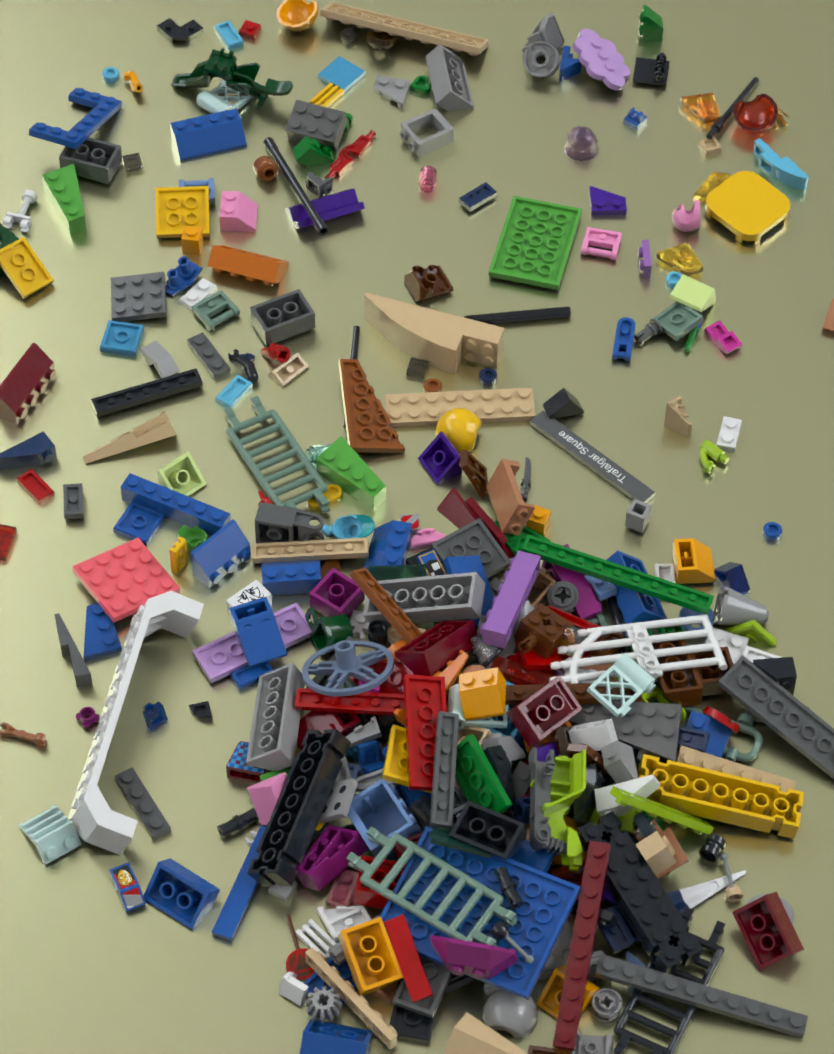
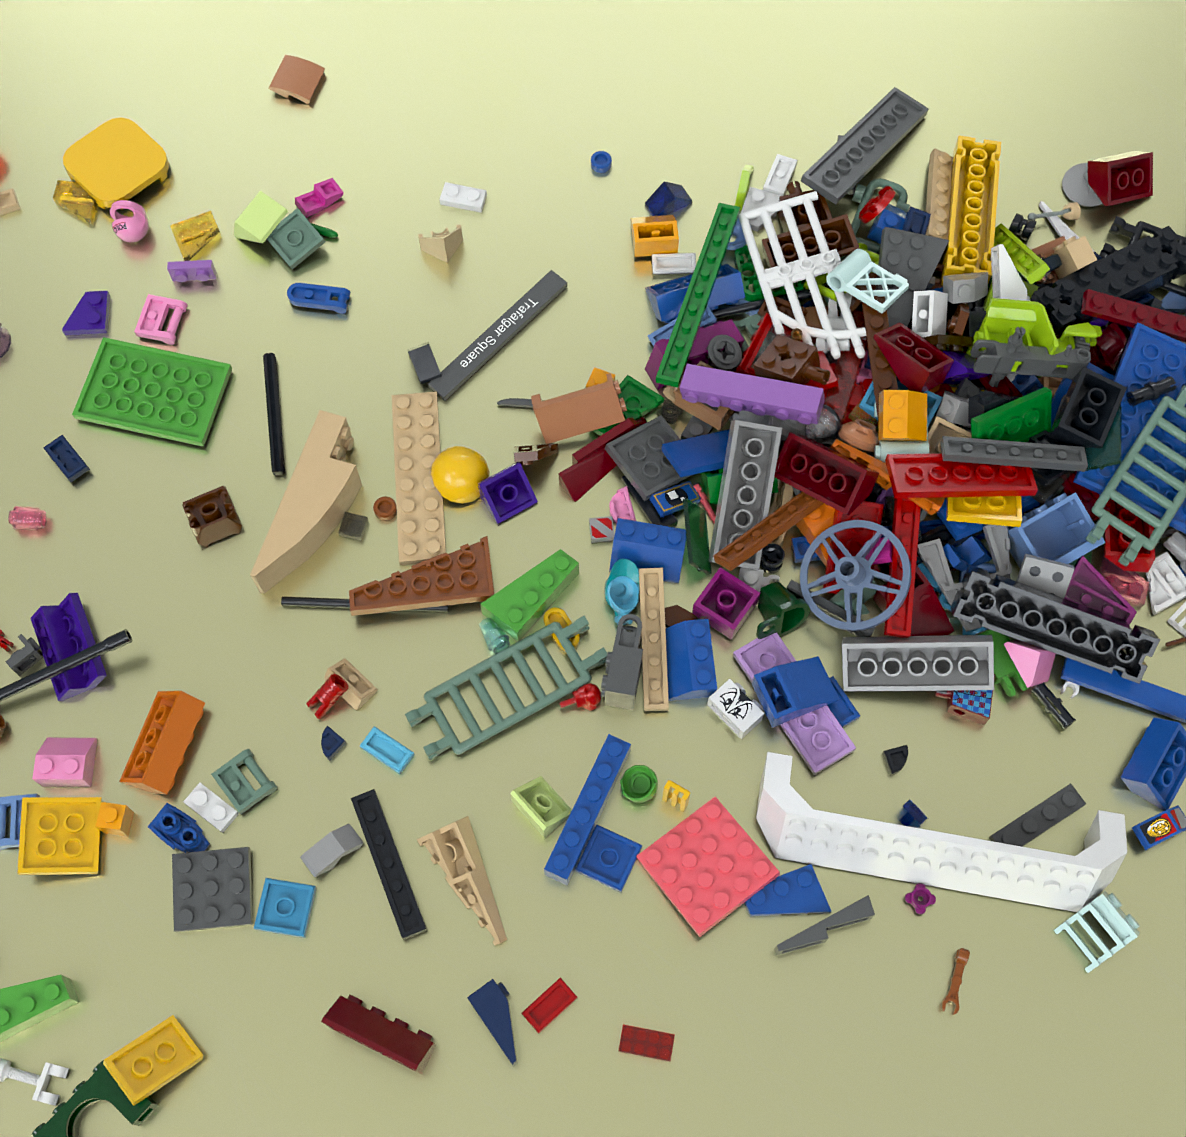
camera: 90 degrees left, 15 degrees up
(73, 501) = (577, 948): dark grey plate -> none
(208, 356) = (322, 787): dark grey plate -> none
(220, 554) = (669, 745): blue slope -> none
(249, 367) = (349, 729): black arm -> none
(282, 317) = (268, 688): dark grey brick -> none
(487, 377) = (370, 446): dark blue tile -> none
(638, 515) = (592, 282): light grey brick -> none
(649, 331) = (306, 268): dark grey pin -> none
(672, 279) = (224, 244): medium azure tile -> none
(709, 449) = (488, 214): lime plant -> none
(736, 608) = (717, 188): light grey cone -> none
(780, 169) = (59, 127): medium azure slope -> none
(780, 670) = (809, 149): black slope -> none

